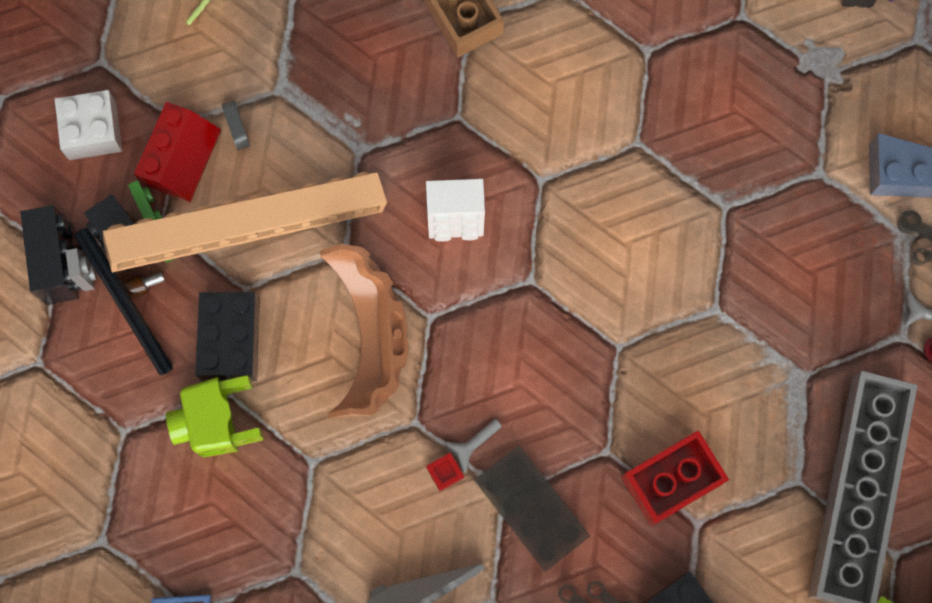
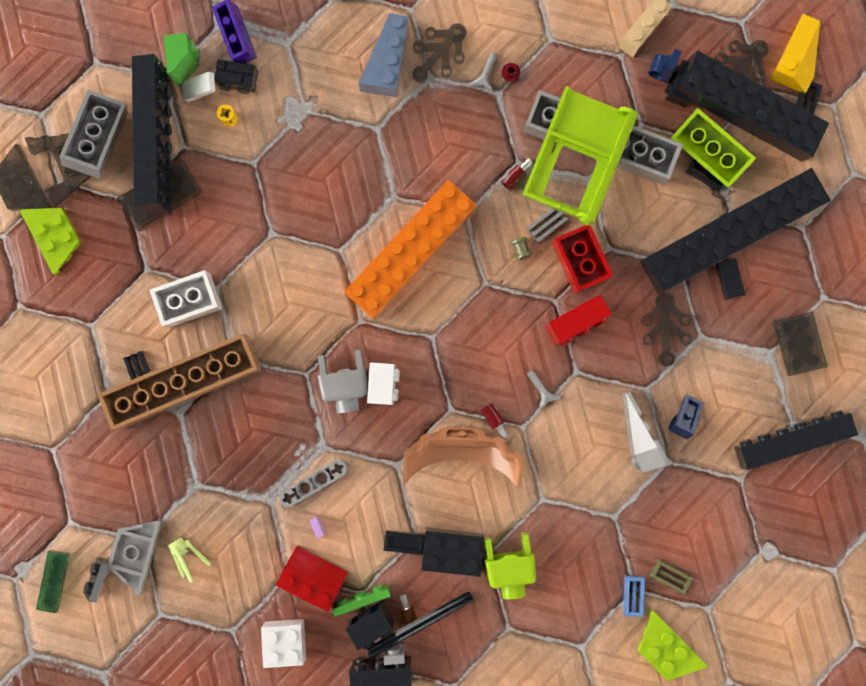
camera: 85 degrees left, 10 degrees up
(235, 125) = (295, 535): dark grey beam -> none
(236, 268) = (403, 542): none -> black tile
(243, 221) = (375, 533): light nougat brick -> none
(249, 152) = (317, 526): none -> lavender tile
(305, 143) = (314, 484): none -> light grey beam
(423, 377) = (494, 419): none -> dark red piece
(445, 472) = (560, 411): red plate -> none
(447, 157) = (345, 385): none -> light grey piece
(531, 508) = (590, 356): clear smoke plate -> none
(580, 479) = (578, 321): none -> red brick
(652, 233) = (410, 249): none -> orange brick
(677, 390) = (521, 248): none -> olive bush
(727, 418) = (534, 233): none -> light grey tile
(785, 372) = (515, 175): none -> dark red piece
(871, 460) = (592, 131): none -> lime piece

